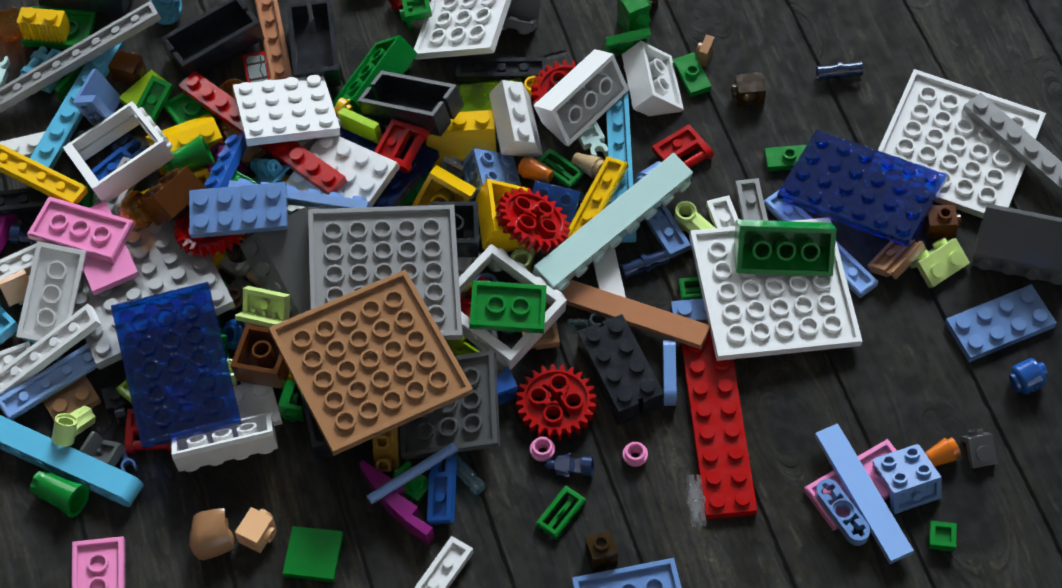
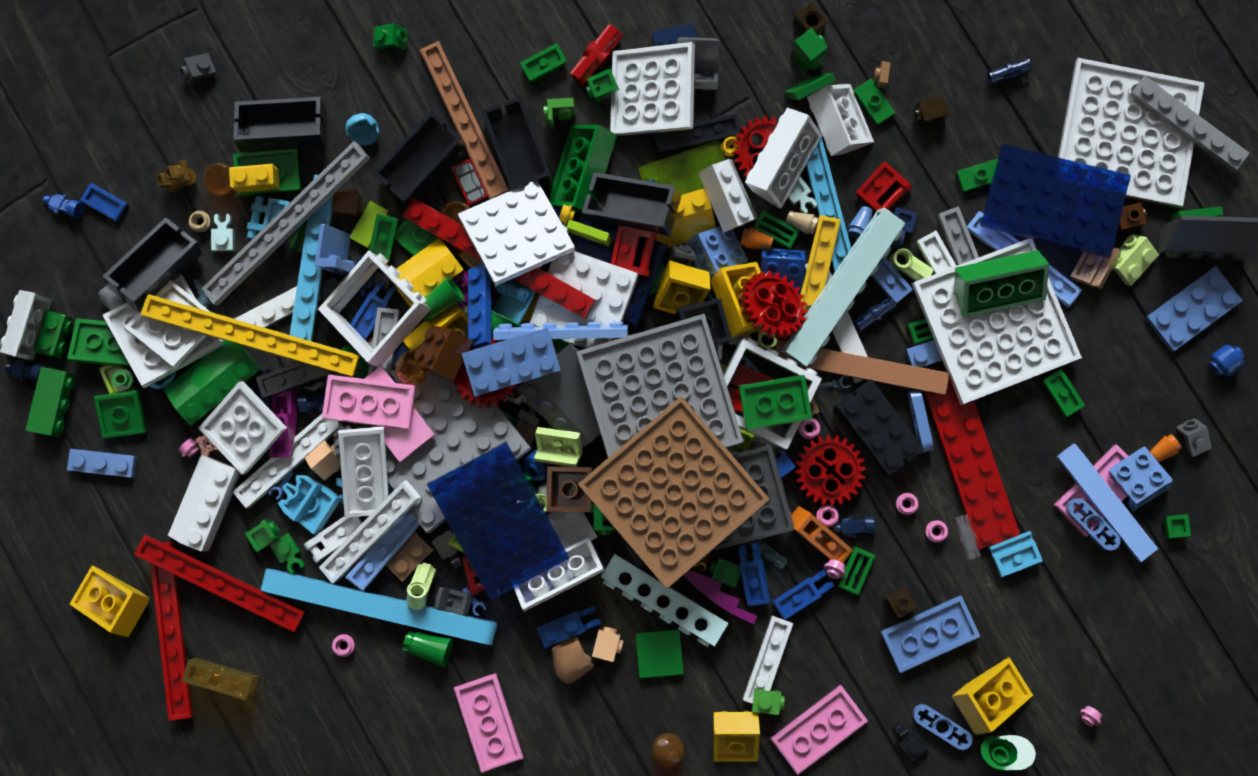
camera: 10 degrees left, 25 degrees up
(219, 500) = (565, 627): none -> blue hinge
(295, 452) = (715, 624): none -> light aqua brick
(365, 20) = (561, 108): none -> bright green bracket
(412, 473) = (728, 571): medium blue bar -> none
(492, 523) = (801, 595): none -> blue hinge
(527, 466) = (819, 535): none -> orange slope
(535, 502) = (834, 569): none -> bright pink plate
(544, 352) = (809, 435): none -> bright pink plate
(664, 482) = (943, 531): none -> bright pink plate
(699, 184) = (909, 218): none -> dark blue plate
(747, 528) = (1015, 554): none -> medium azure plate
(836, 375) = (1063, 393): none -> green plate

